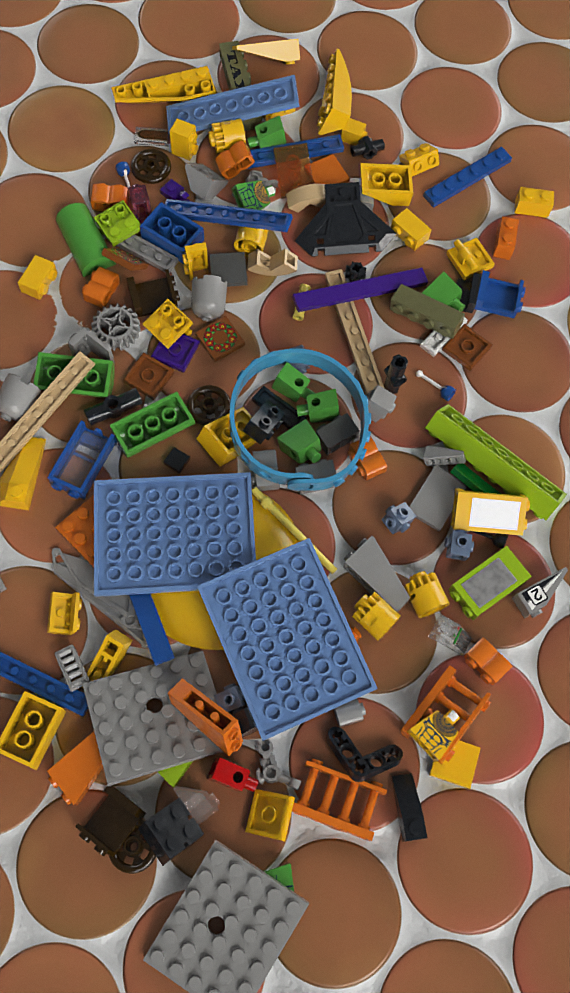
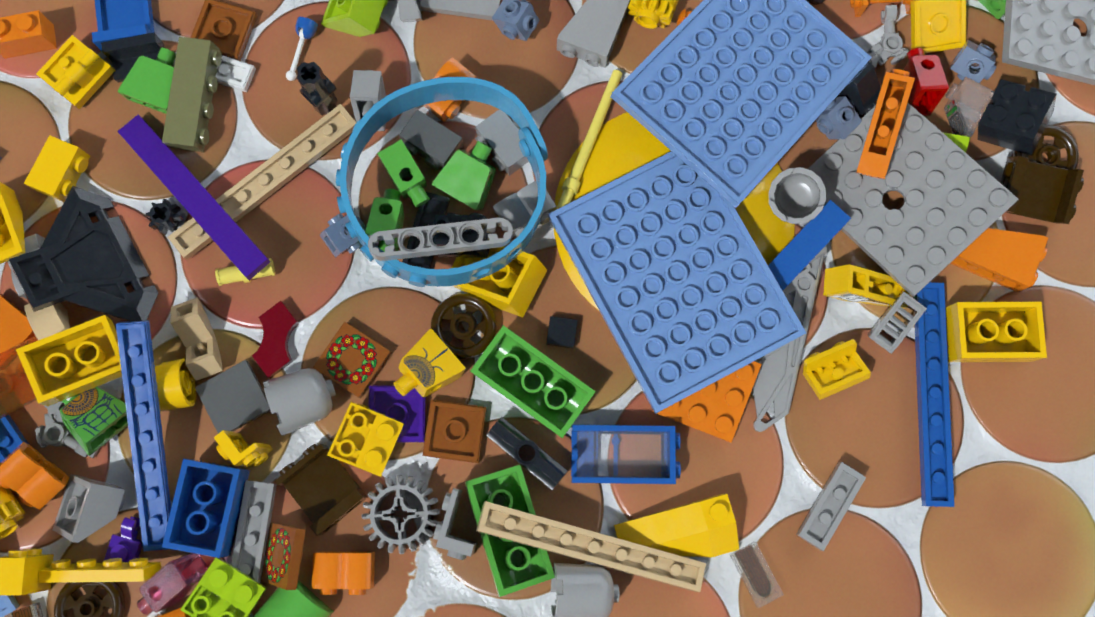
camera: 110 degrees left, 10 degrees up
(164, 173) = (89, 571): none -> yellow plate
(186, 633) = (797, 195): none -> light grey cylinder
(192, 372) = (428, 366): none -> yellow torso
(227, 825) = (970, 54): none -> sand blue brick
(248, 301) = (277, 327): none -> dark red tile
(257, 400) = (426, 234): none -> light grey beam
(285, 191) = (72, 360): none -> yellow brick

